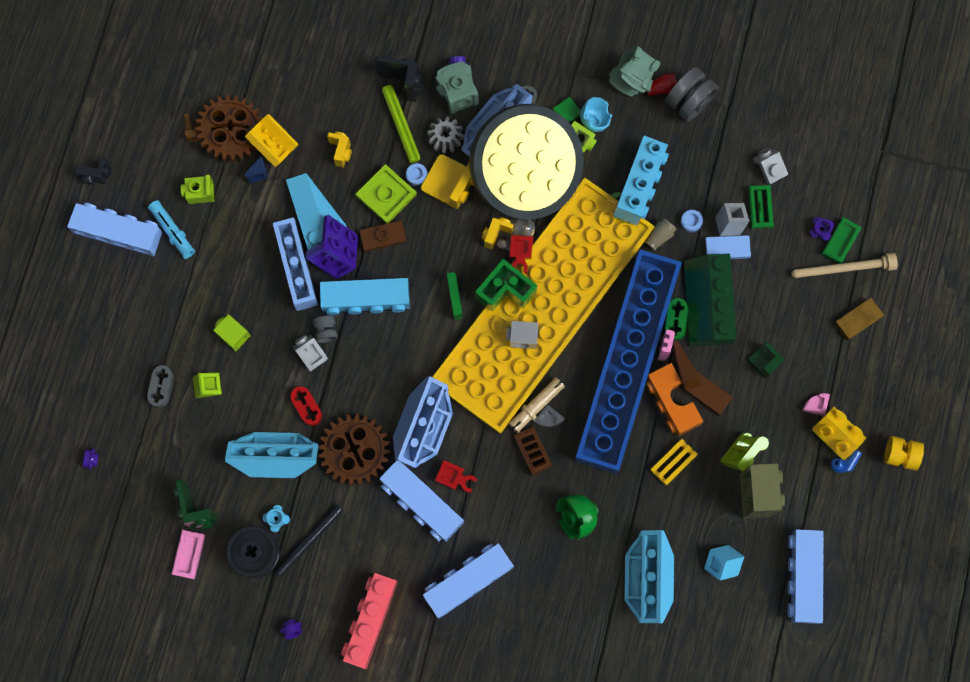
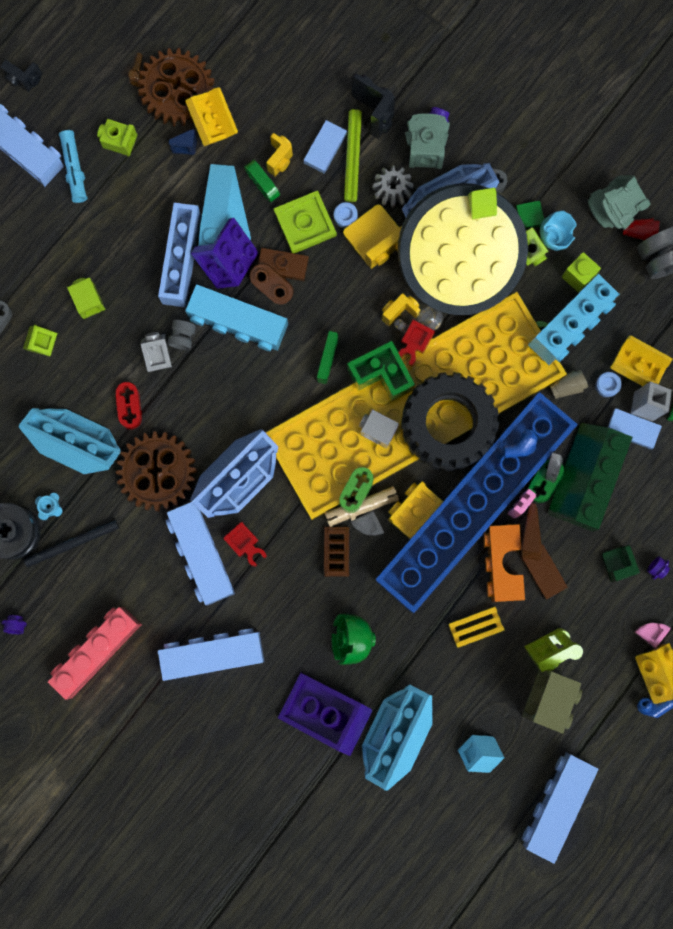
camera: 25 degrees right, 5 degrees up
(335, 175) = (262, 181): none -> green beam
(374, 126) = (325, 146): none -> light blue tile
(381, 255) = (272, 283): none -> reddish brown plate
(528, 118) = (483, 203): none -> lime slope
(532, 392) = (351, 487): none -> bright green beam
(578, 276) = (468, 394): none -> black tyre
(581, 388) = (414, 510): none -> yellow bracket
(583, 586) = (325, 714): none -> dark purple slope
(629, 140) = (581, 272): none -> lime brick
(647, 298) = (524, 446): none -> blue arm
(678, 305) = (554, 467): none -> flat silver tile
(709, 191) = (640, 362): none -> yellow bracket
(798, 350) = (658, 568): none -> dark purple plate

